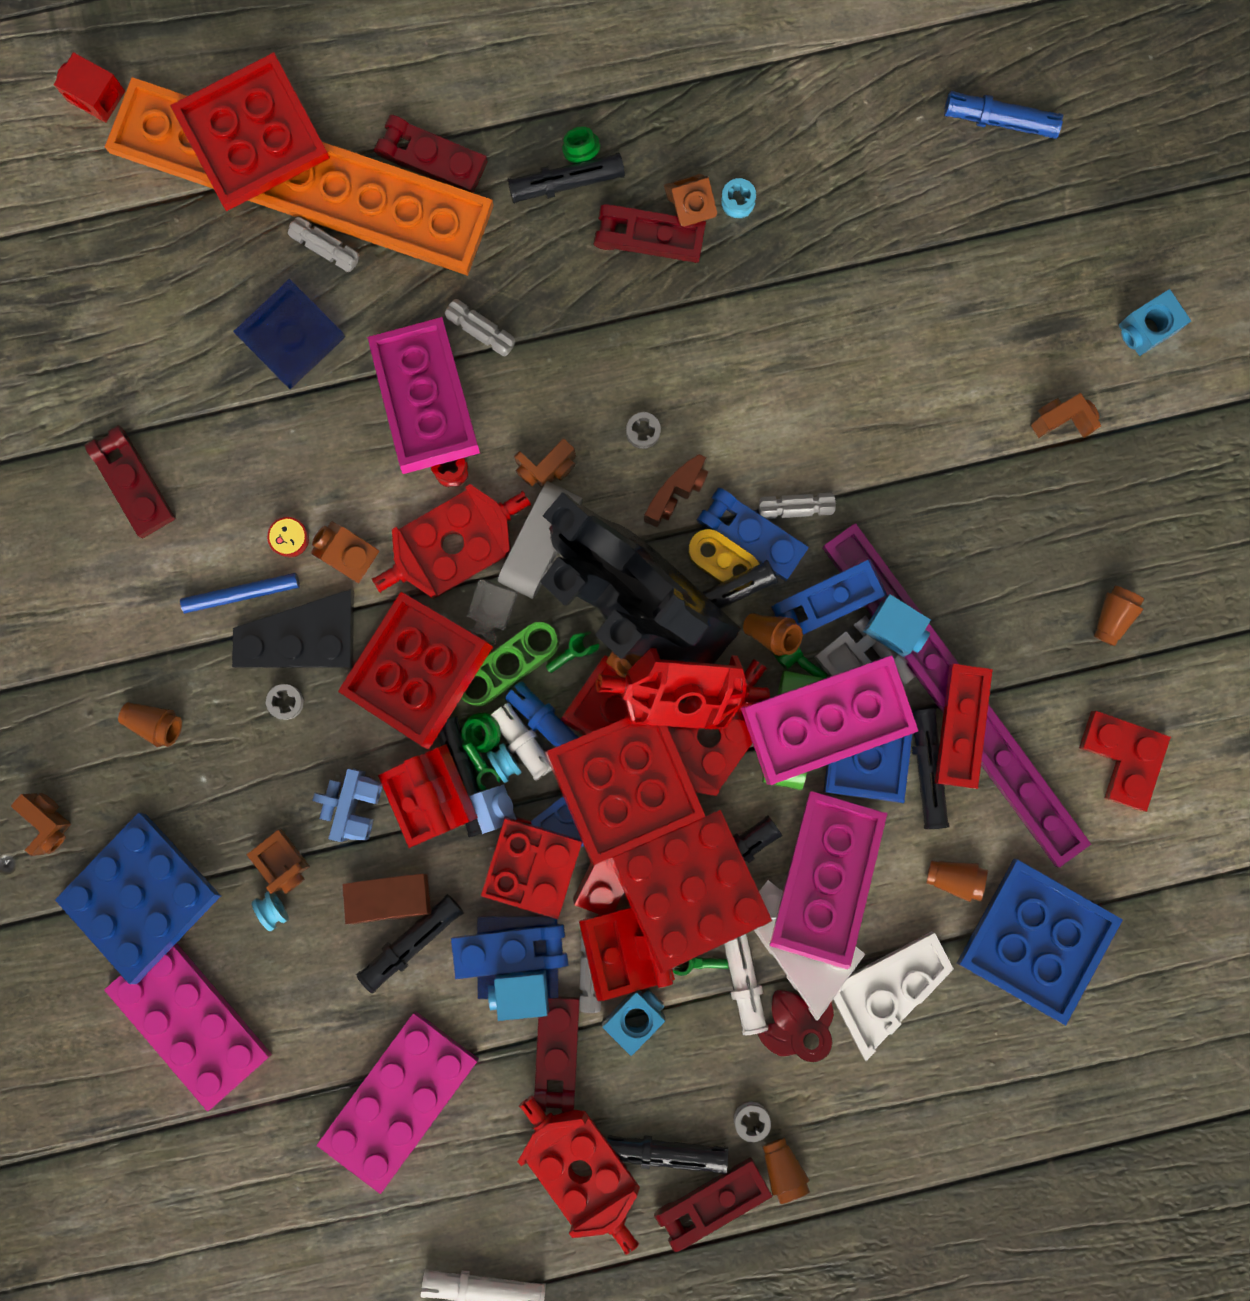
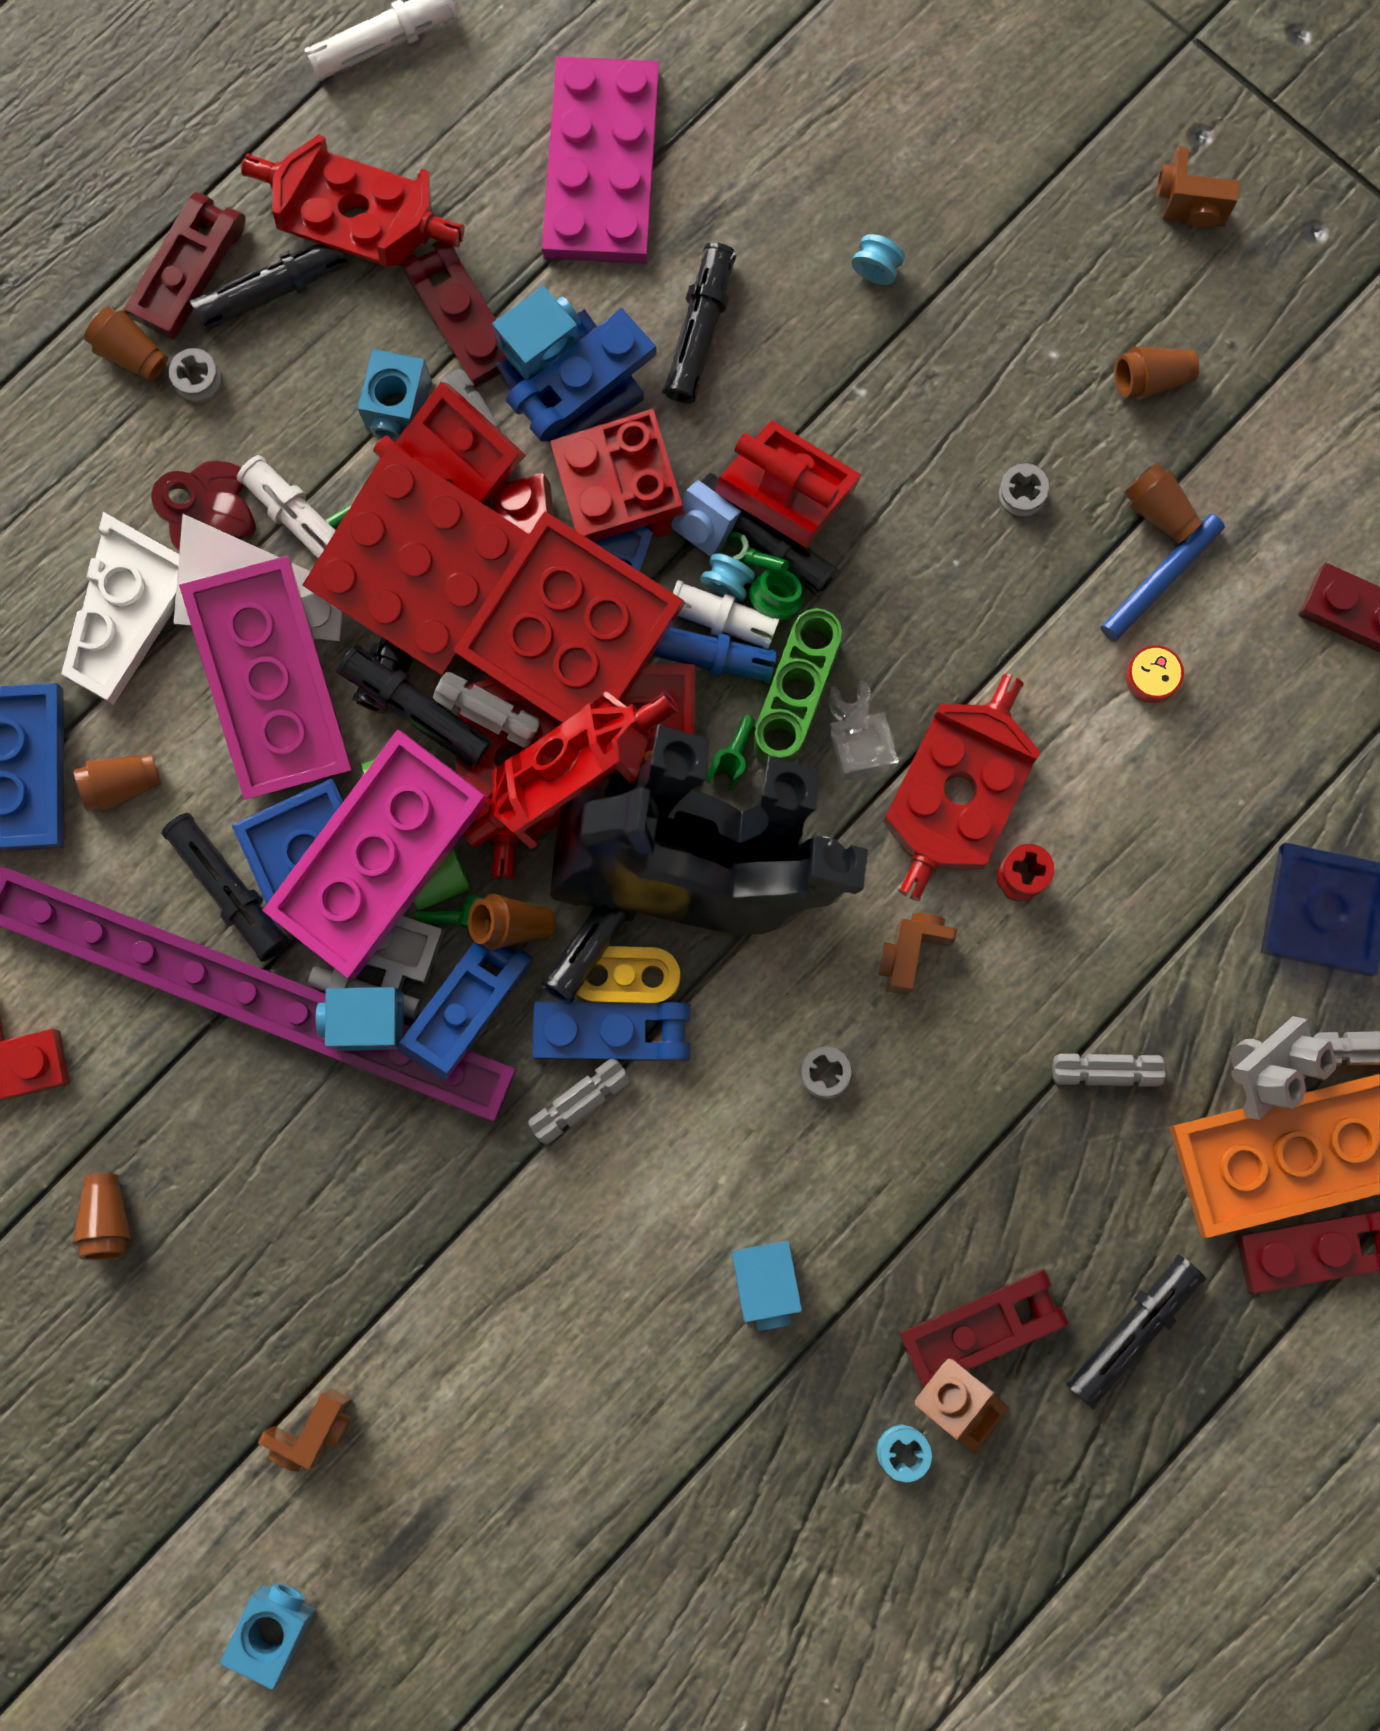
camera: 150 degrees right, 5 degrees down
(137, 898) = (1031, 182): blue plate -> none
(191, 1027) = (884, 98): dark pink plate -> none
(207, 636) = (1163, 503): none -> dark orange cone
(279, 862) = (903, 313): dark orange bracket -> none
(300, 637) = (1057, 571): black wing -> none
(343, 551) = (1078, 696): dark orange bracket -> none
(345, 823) = (860, 401): medium blue hips -> none
(386, 266) = (1277, 1067): none -> light grey hips
(386, 899) = (758, 350): copper slope -> none
(415, 670) = (899, 608): red plate -> none
(422, 395) = (1116, 931): dark pink plate -> none
(533, 549) = (857, 818): light grey beam -> none
(580, 145) = (1147, 1386): green plate -> none
(687, 478) = (734, 1036): copper slope -> none
(707, 769) = (486, 709): none -> light grey axle
(751, 806) = (395, 693): none -> black pin
(756, 333) = (767, 1284): none -> dark azure brick
(963, 726) = (211, 952): red plate -> none

